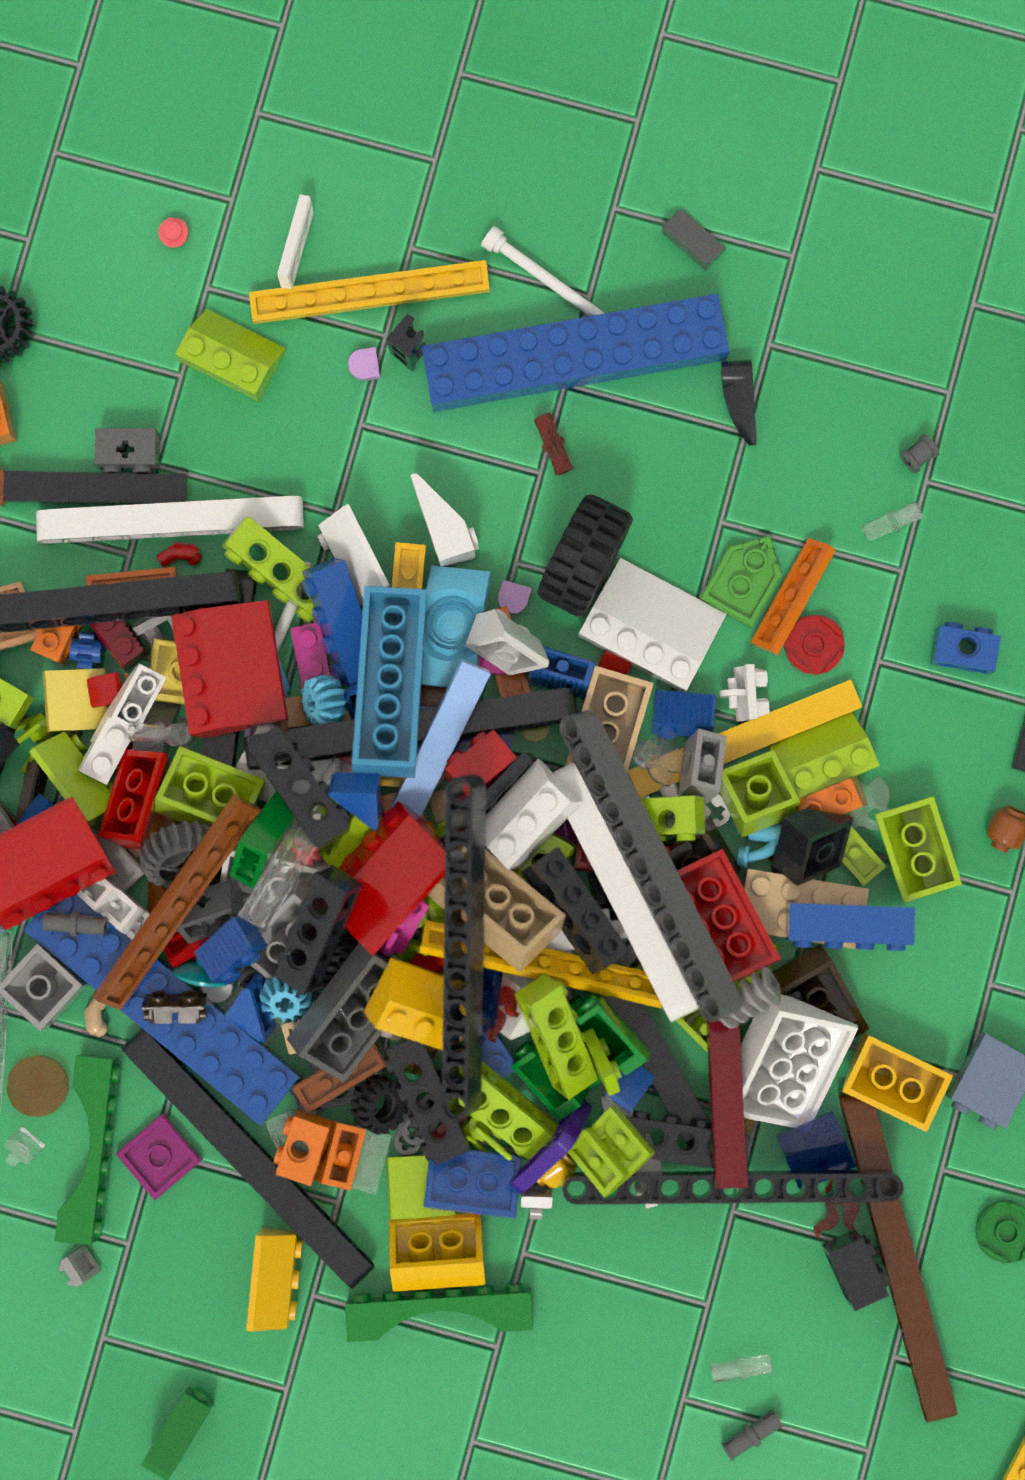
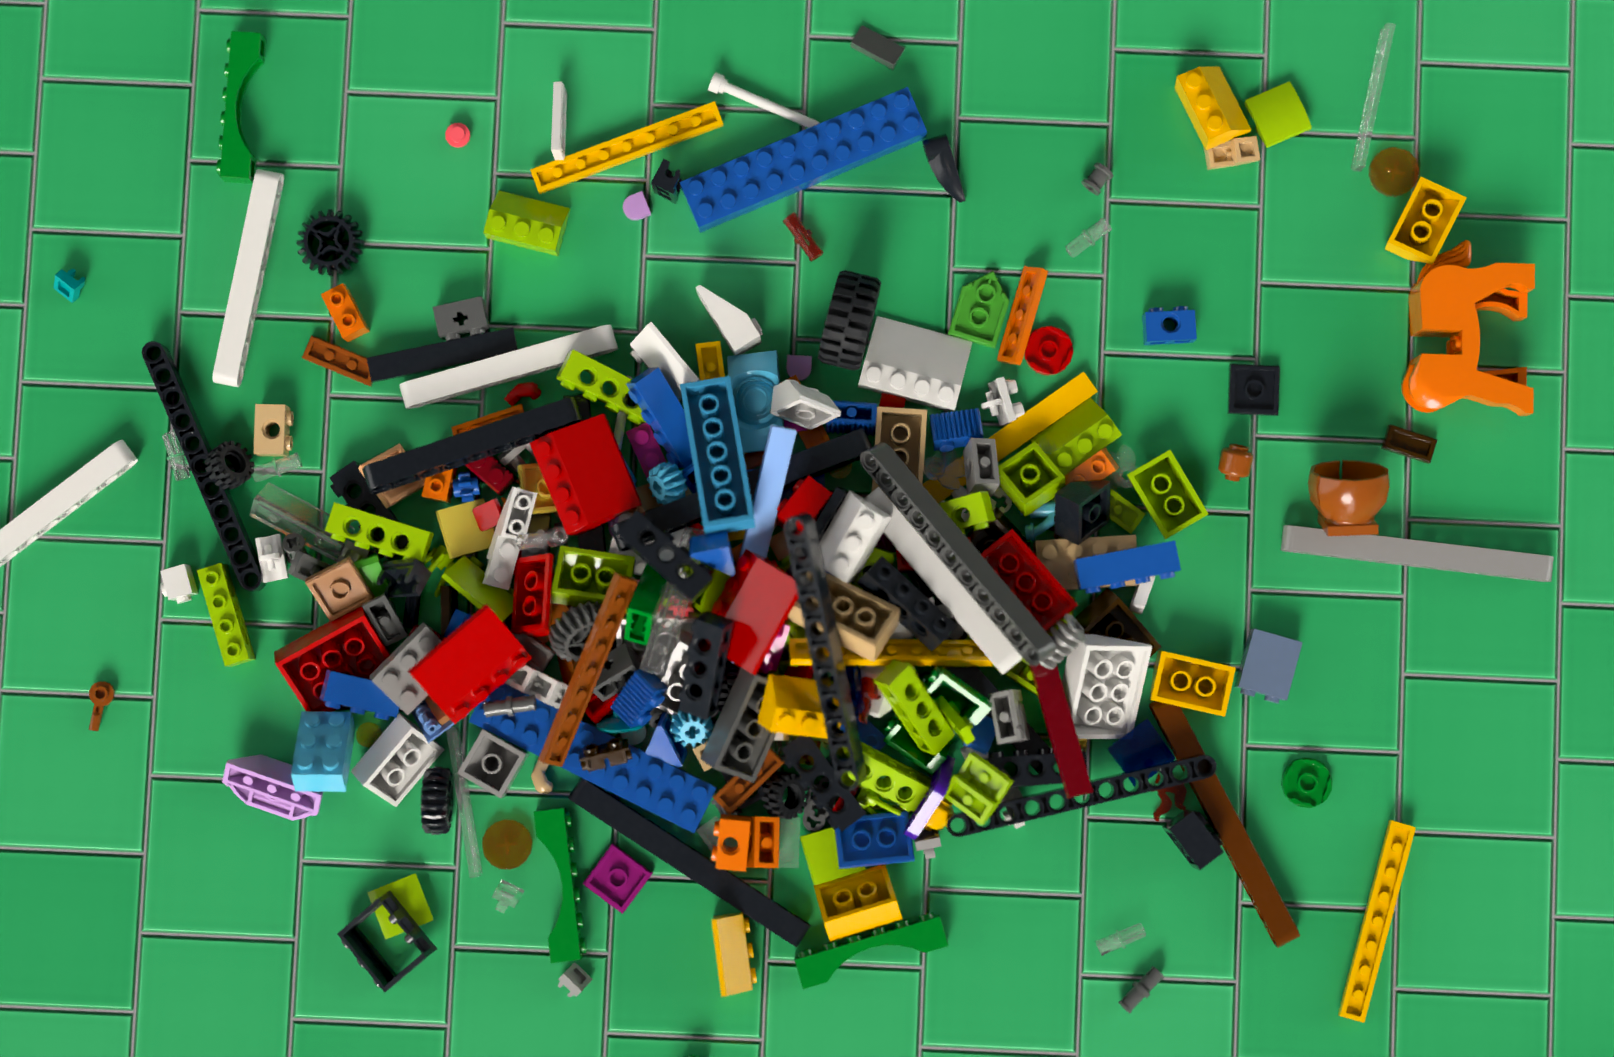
camera: 15 degrees left, 0 degrees up
(667, 1073) = (1009, 717): none -> light grey brick
(858, 964) = (1140, 596): none -> white beam

